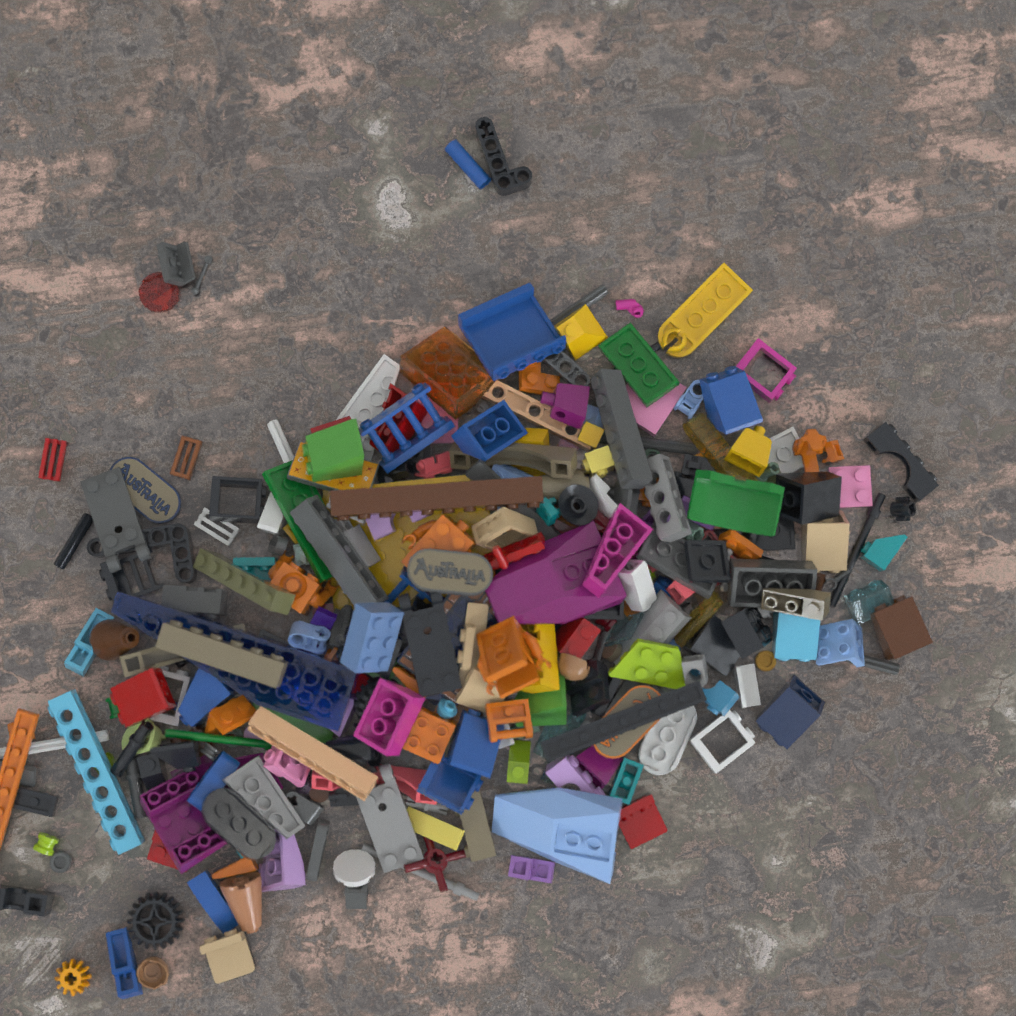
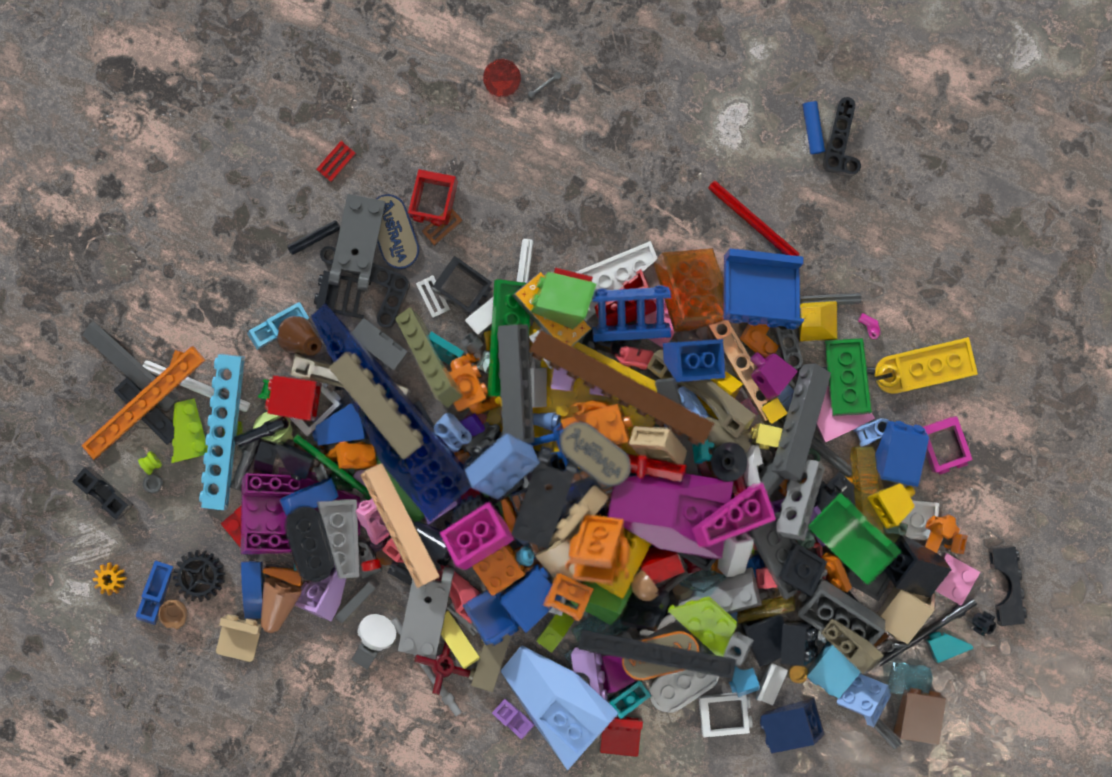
camera: 30 degrees right, 5 degrees up
(65, 793) = (188, 432): none -> lime wing
(154, 418) = (437, 179): none -> red window
(176, 263) = (530, 63): dark grey bracket -> none
(235, 752) = (339, 483): none -> clear green arm
(309, 807) = (371, 565): none -> red tile
(389, 572) = (547, 420): none -> medium blue cone
(463, 278) = (752, 219): none -> red axle

